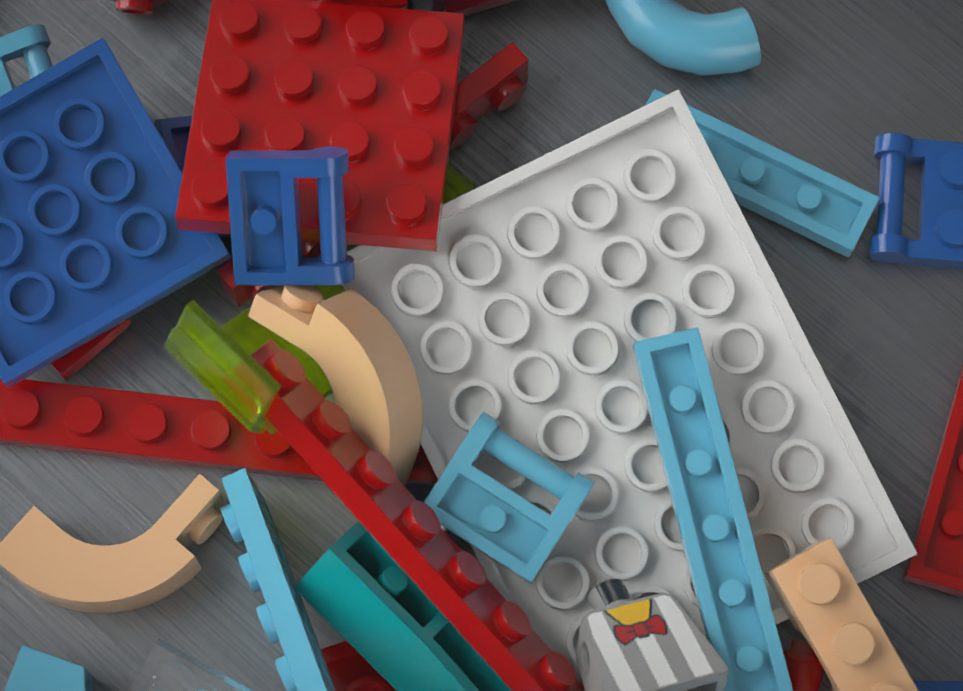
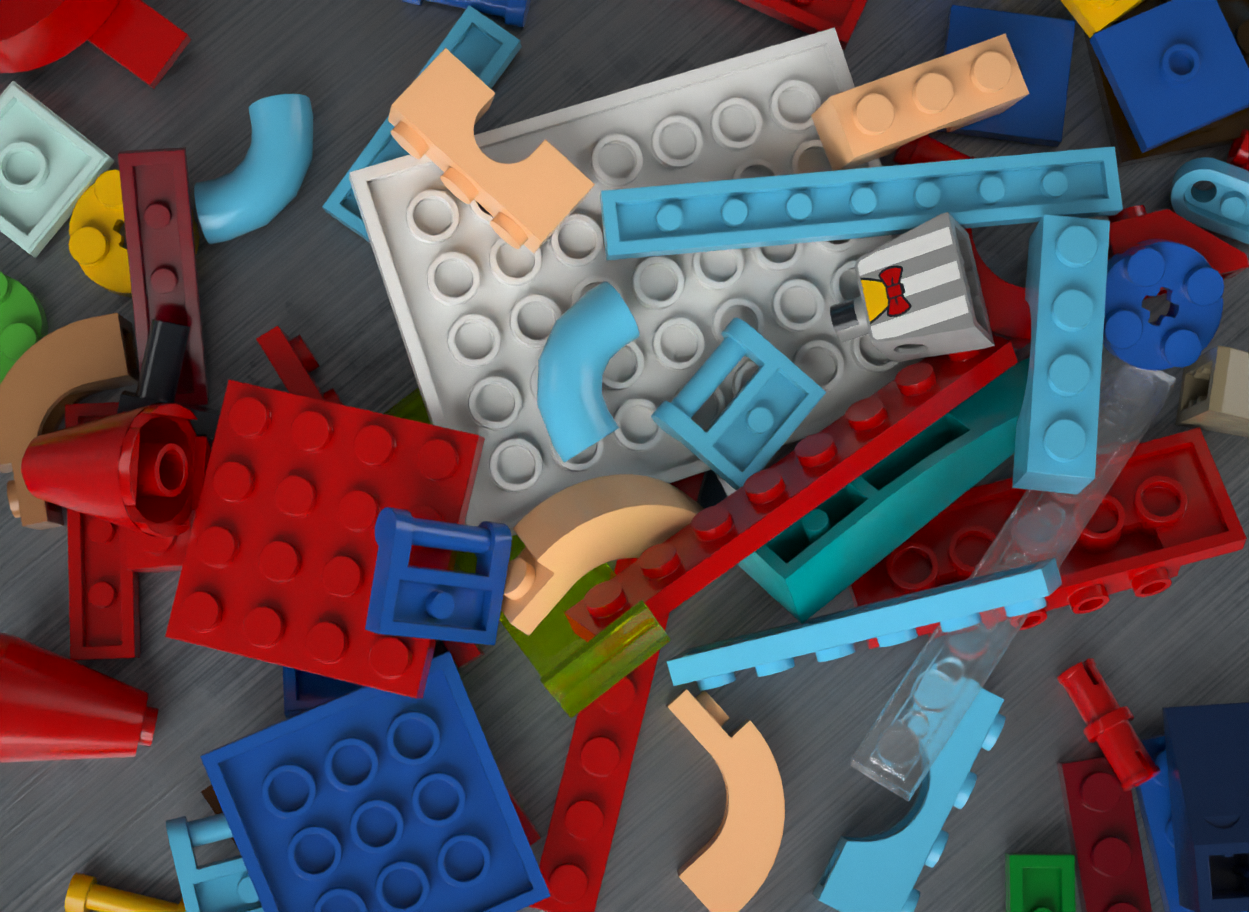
camera: 85 degrees left, 10 degrees up
(516, 325) = (574, 367): none -> medium azure cylinder
(744, 162) = (524, 197): none -> light nougat arch

